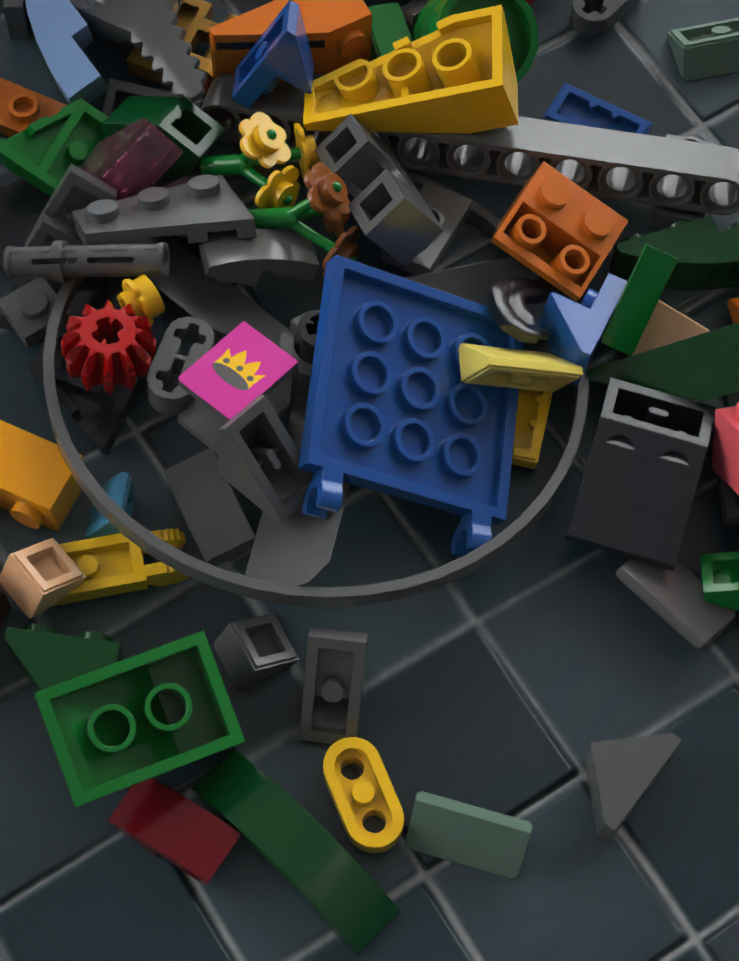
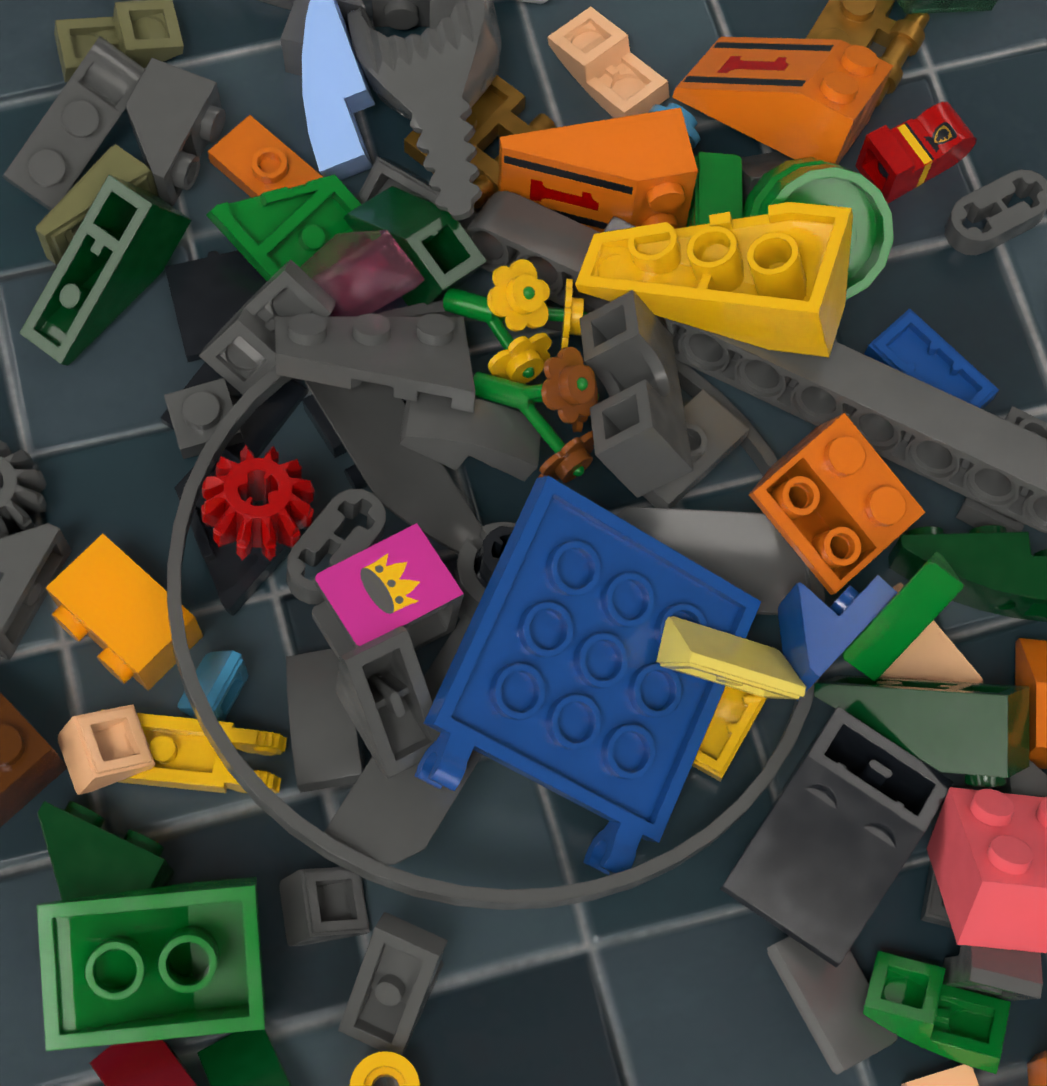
camera: 15 degrees right, 5 degrees up
(26, 261) = (204, 368): dark grey pin -> none
(142, 296) = (316, 451): yellow plate -> none
(278, 53) = (570, 193): blue slope -> none
(508, 306) = (744, 580): black piece -> none

